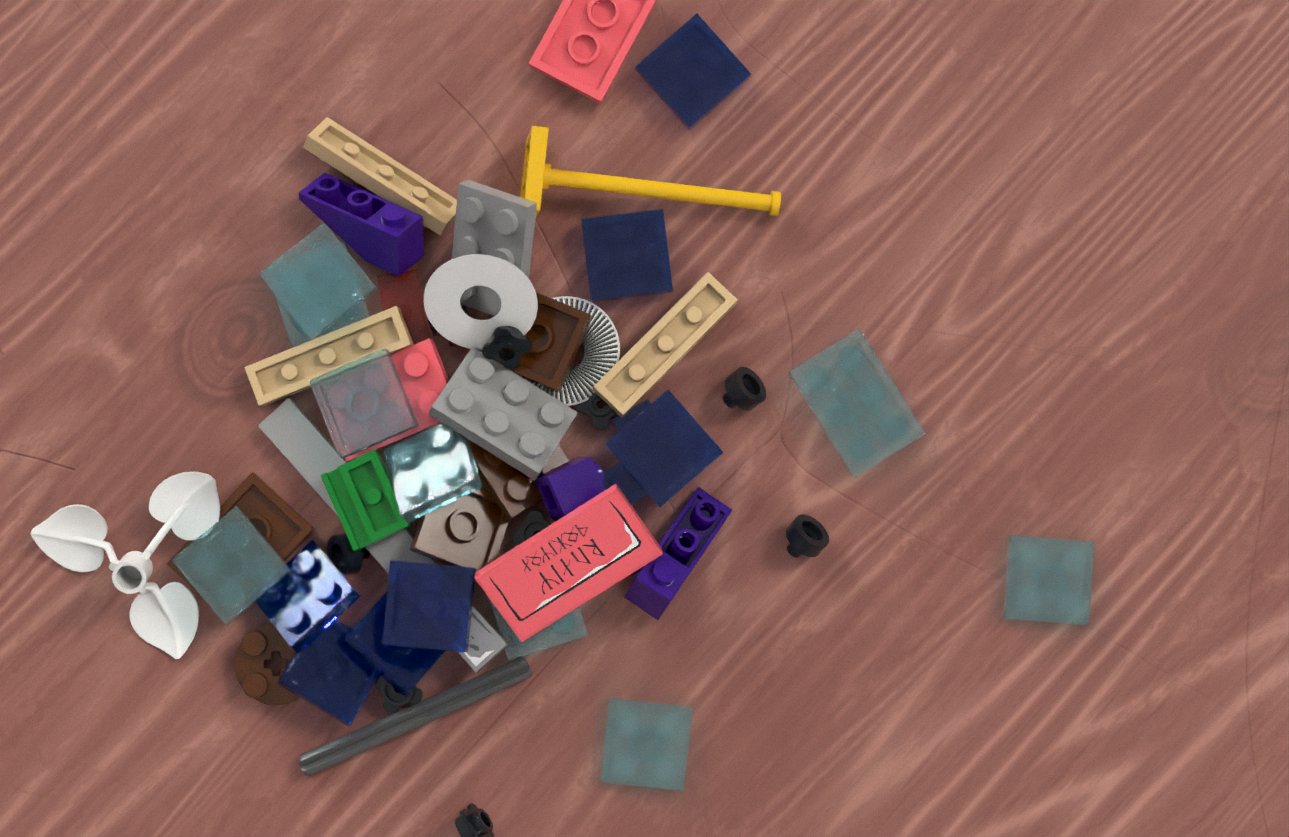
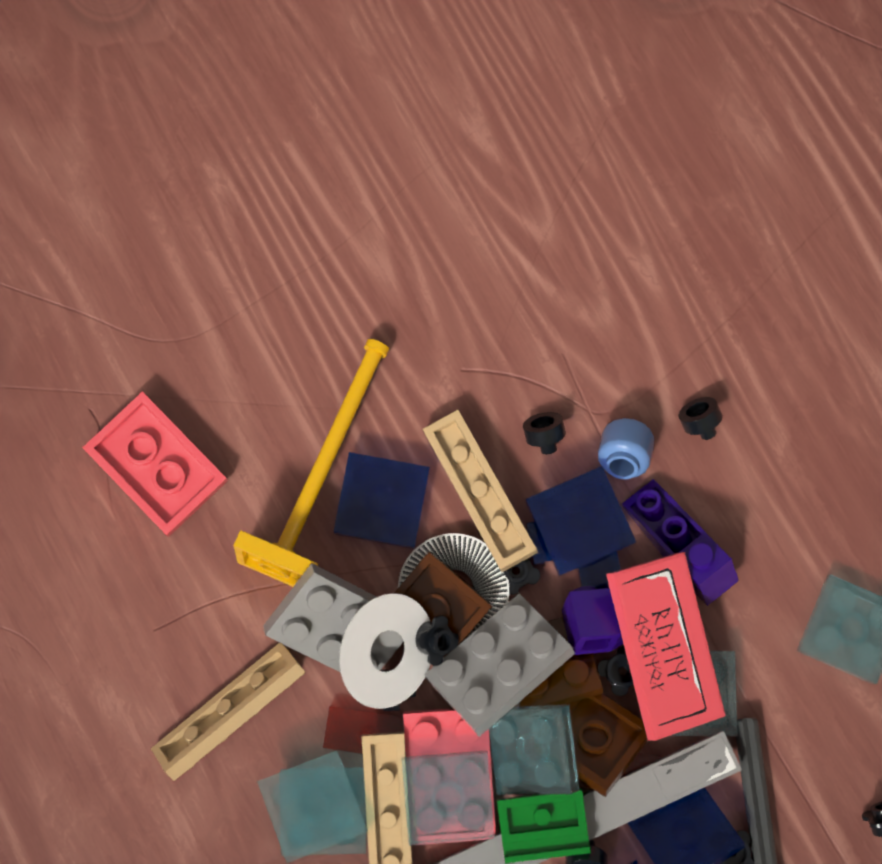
camera: 75 degrees left, 5 degrees down
(367, 223) = (269, 740): dark purple slope -> none
(429, 606) = (666, 795): clear blue plate -> none
(693, 71) = (226, 383): clear blue plate -> none
(750, 472) = (626, 448): none -> medium blue head
(856, 403) = (589, 331): clear light blue plate -> none
(1048, 580) = (804, 212): clear light blue plate -> none

